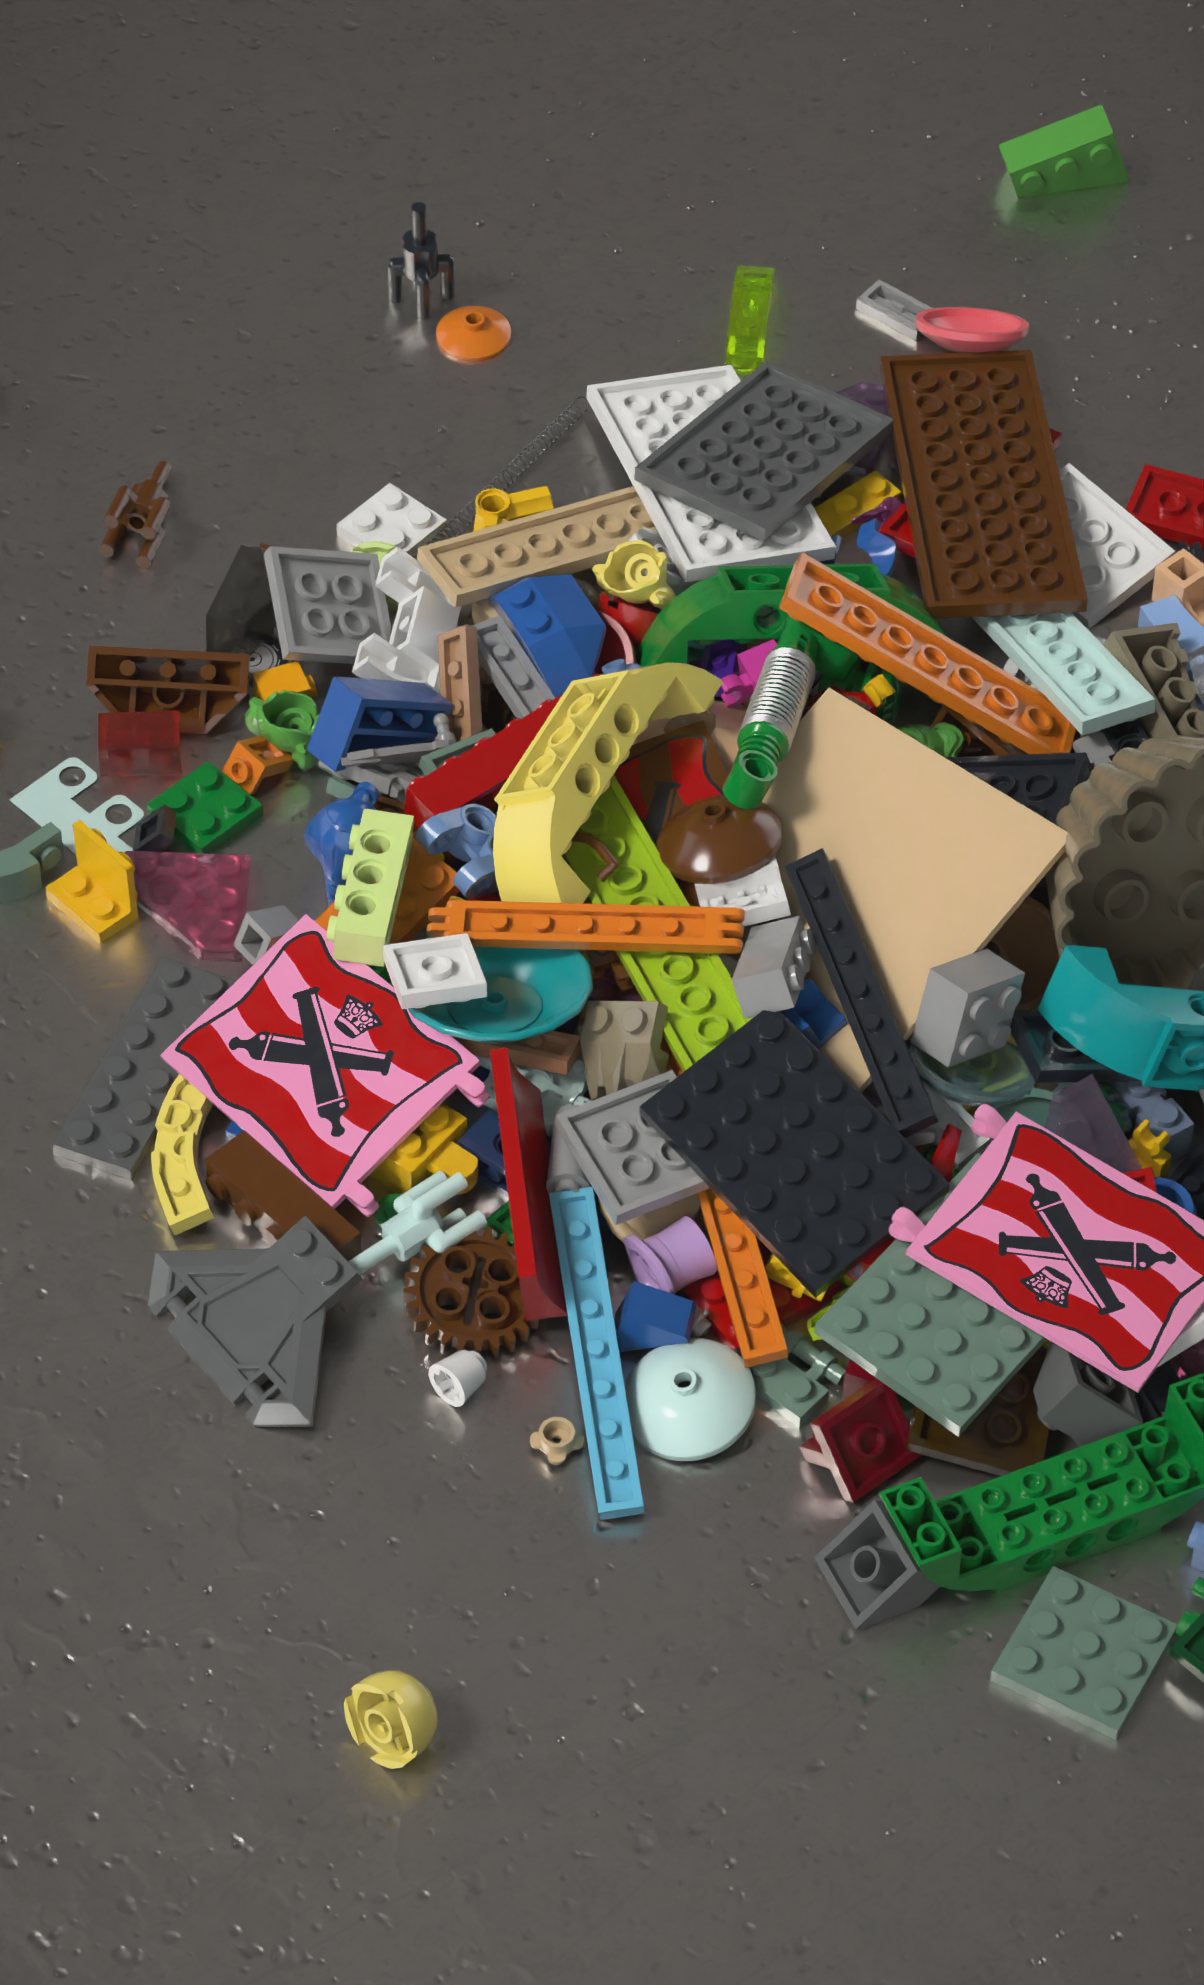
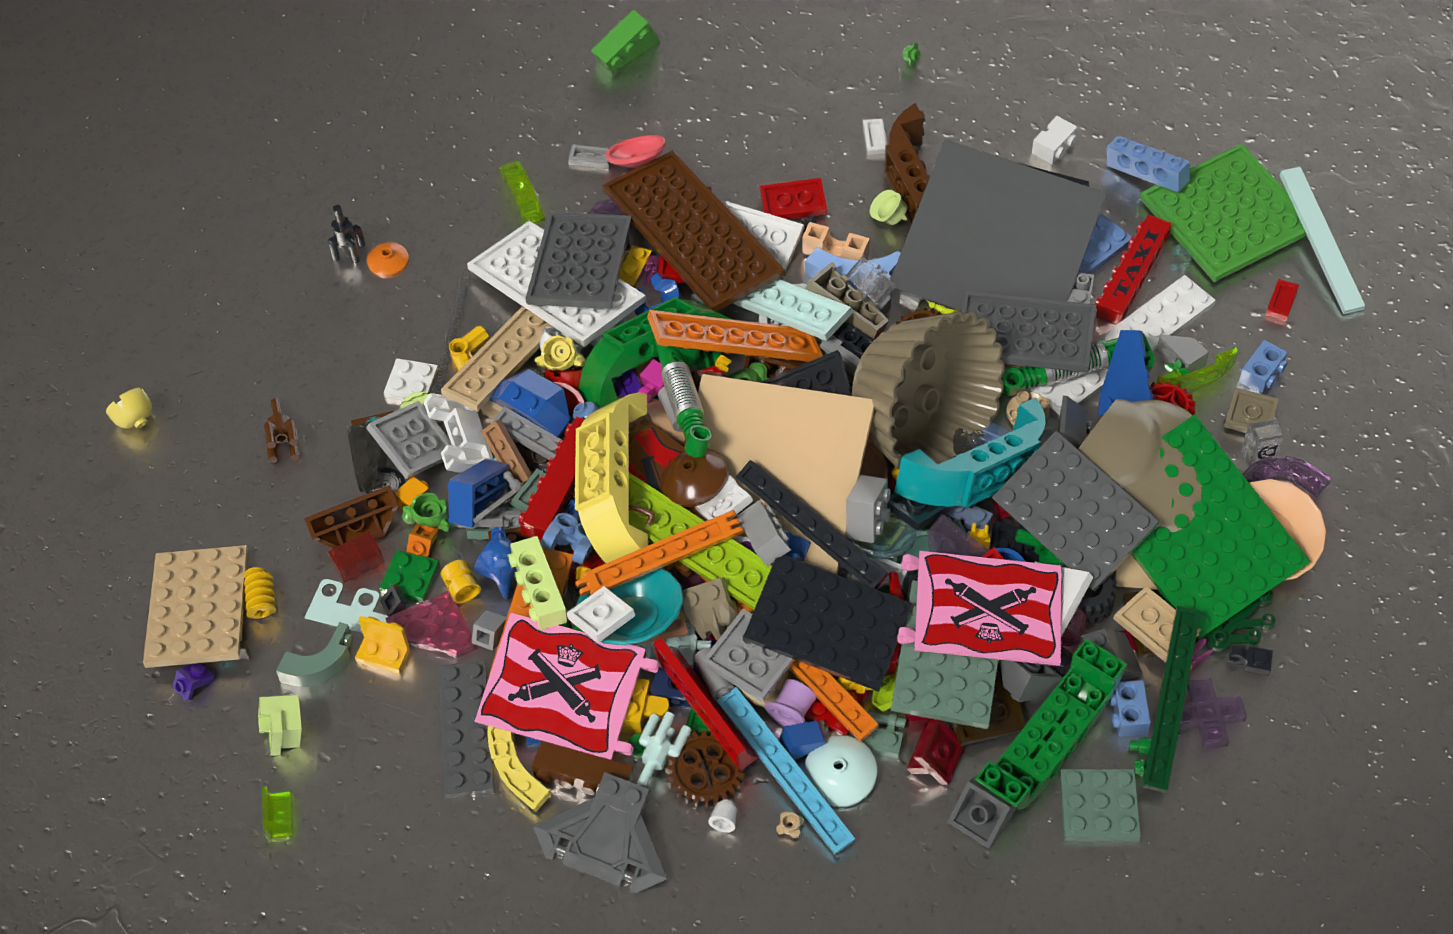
camera: 25 degrees left, 5 degrees up
(274, 848) = (460, 581): none -> yellow wheel

